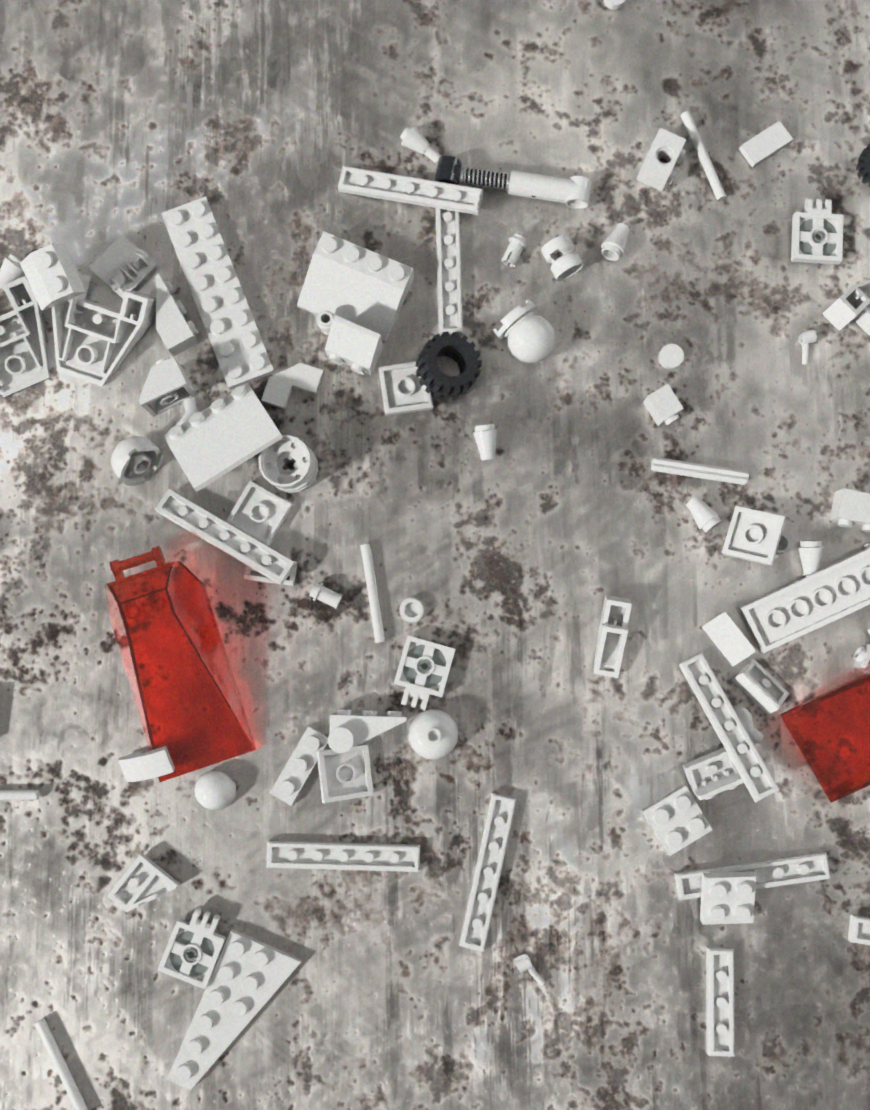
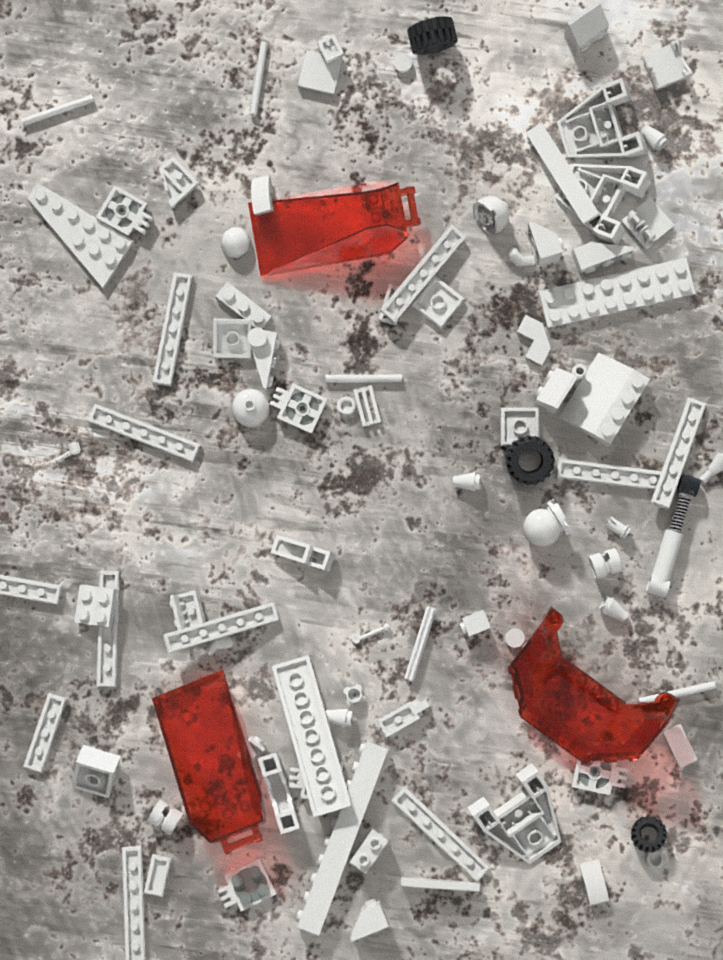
camera: 105 degrees right, 0 degrees up
(52, 275) = (638, 170): white slope -> none
(70, 377) = (562, 173): none -> white tile
(222, 436) = (497, 281): white slope -> none
(275, 460) = (474, 318): white wheel -> none
(325, 595) = (367, 342): white pin -> none
(388, 591) = (363, 390): none -> white tile
(665, 146) = (687, 662): white brick -> none
(677, 820) = (158, 579): white plate -> none
(704, 515) = (384, 640): white cone -> none
(707, 551) = (356, 639): none -> white hinge
(728, 638) = (286, 642): white slope -> none
(753, 254) = (577, 708): none -> clear red windscreen
(754, 535) = (362, 674): white plate -> none
(760, 687) = (246, 661): white slope -> none
(795, 478) = (402, 717): none -> white hinge
(805, 339) = (514, 748): white hand -> none

